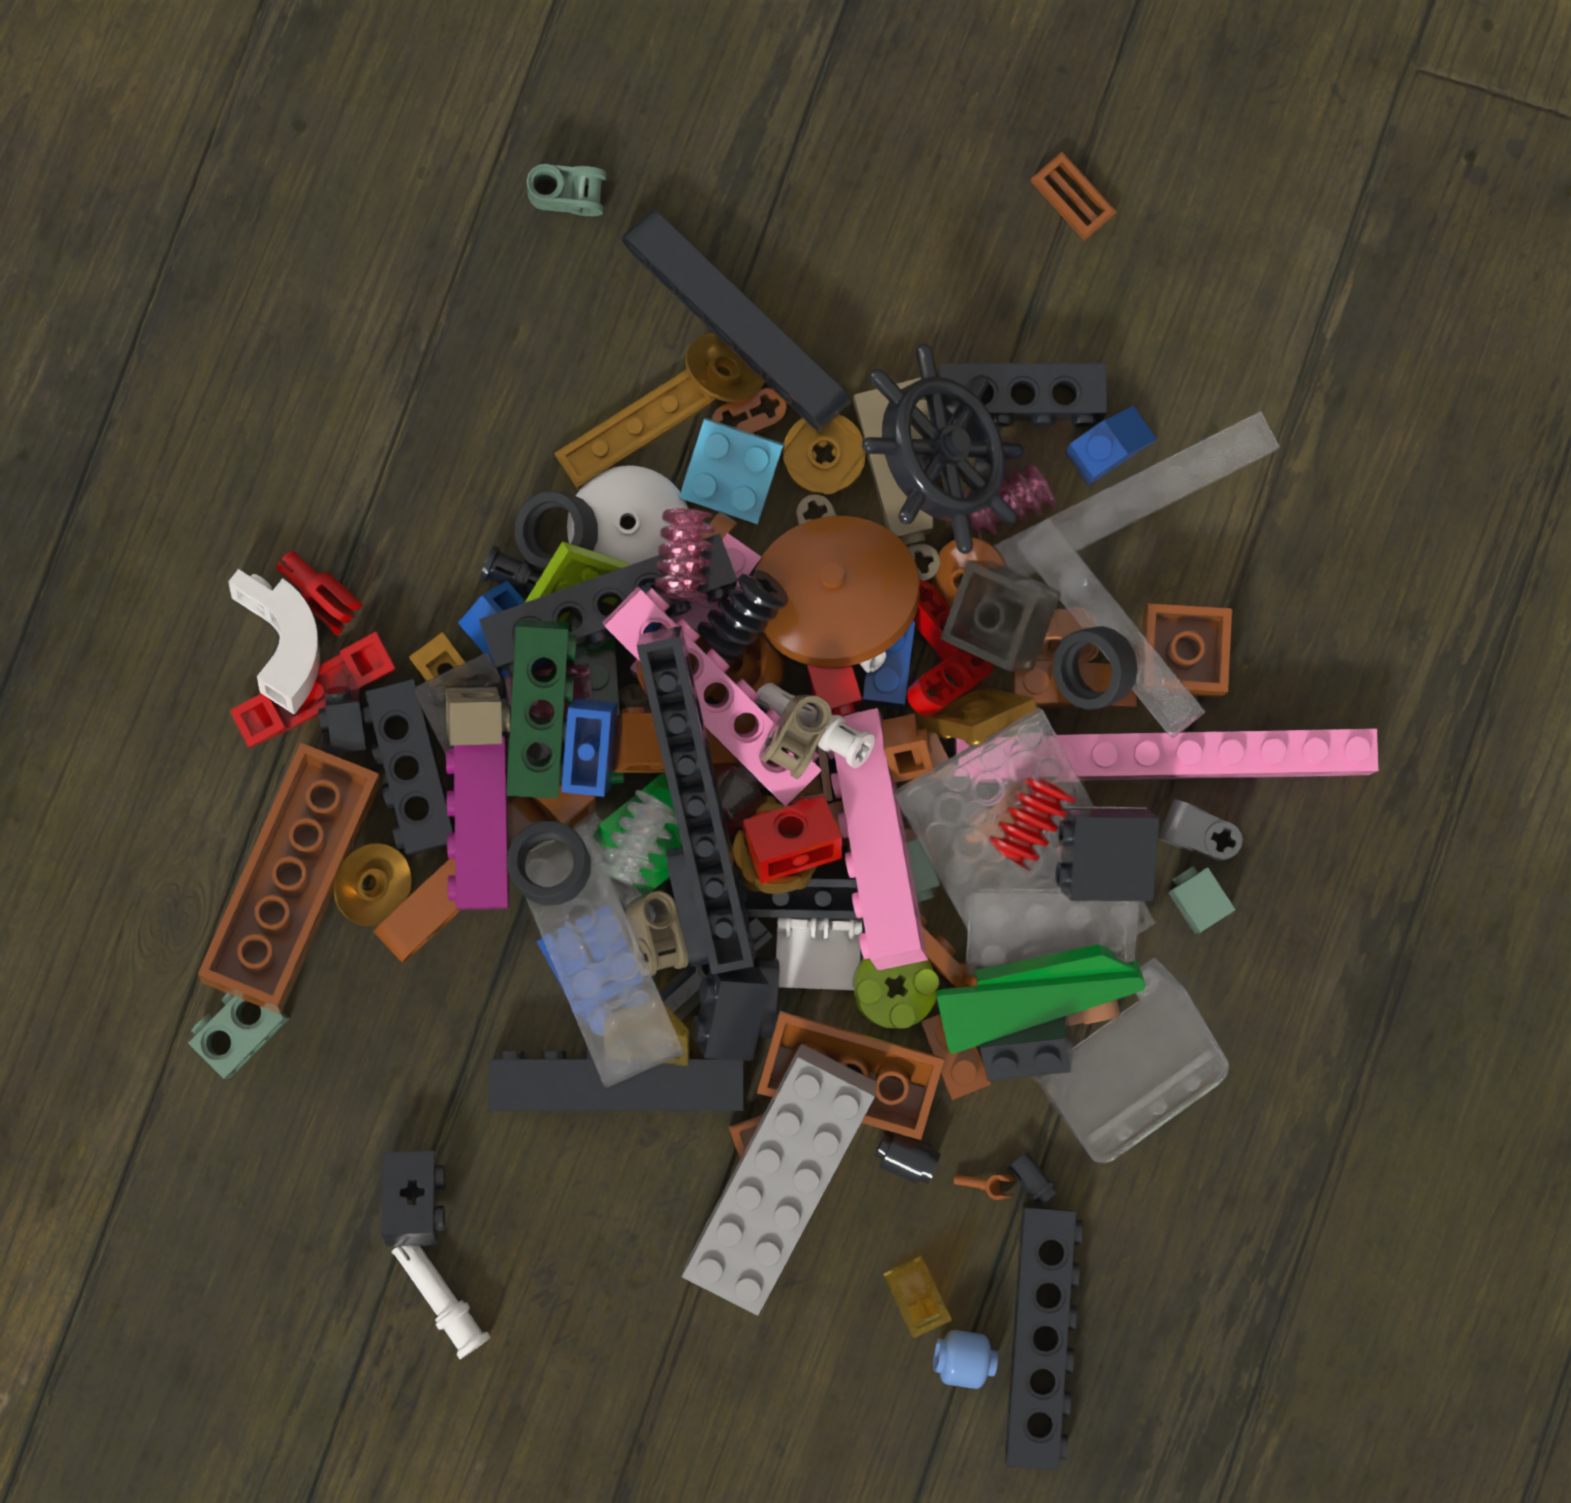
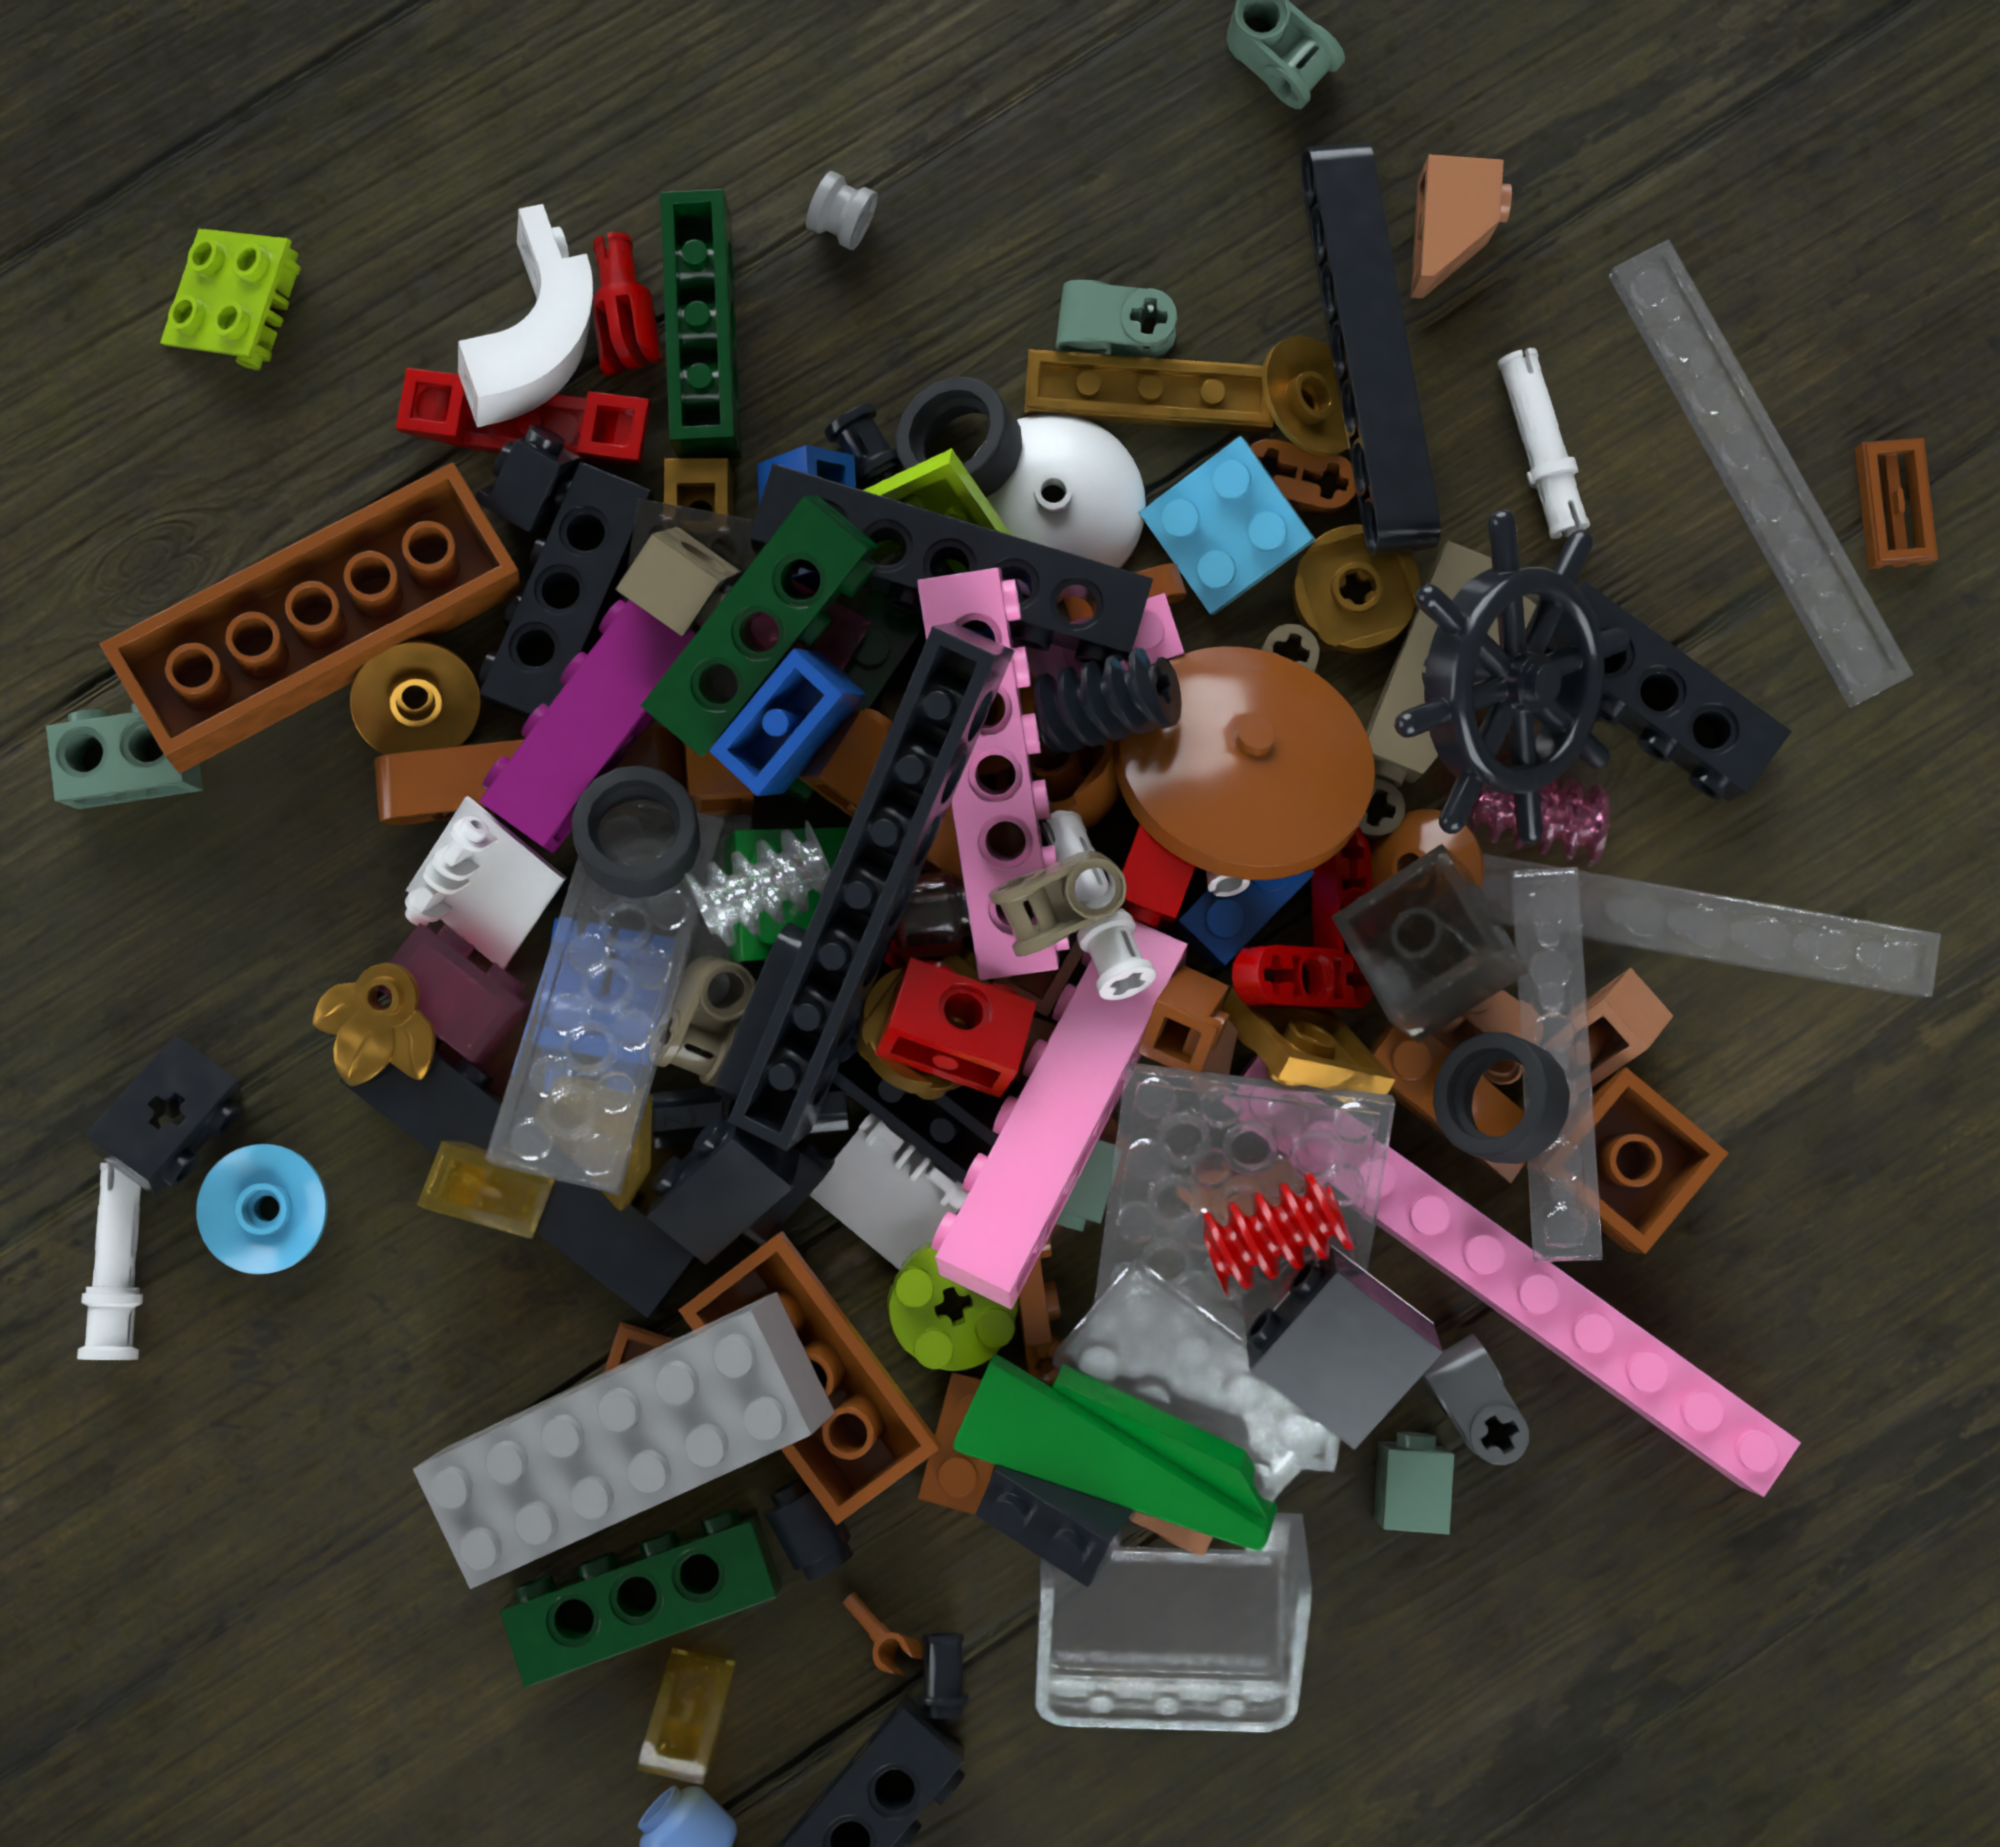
camera: 40 degrees right, 0 degrees up
(99, 742) = (229, 295): none -> lime hinge
(372, 571) = (700, 324): none -> dark green brick
(397, 452) = (841, 210): none -> light grey wheel
(474, 1214) = (231, 1213): none -> medium azure dish
(482, 953) = (483, 884): none -> white hinge
(488, 1072) = (376, 1035): none -> pearl gold plate
(510, 1021) = (460, 997): none -> clear pink brick
(581, 409) = (1110, 319): none -> sand green piece
(613, 1105) = (483, 1193): none -> clear yellow slope
(683, 554) = (1086, 566): clear pink piece -> none
(728, 214) = (1455, 215): none -> nougat slope
(822, 1318) = (551, 1647): none -> dark green brick
(878, 312) = (1550, 466): none -> white pin
(989, 234) = (1759, 473): none -> clear plate
(1109, 444) = (1716, 836): blue slope -> none
(1130, 581) = (1622, 1023): none -> nougat slope

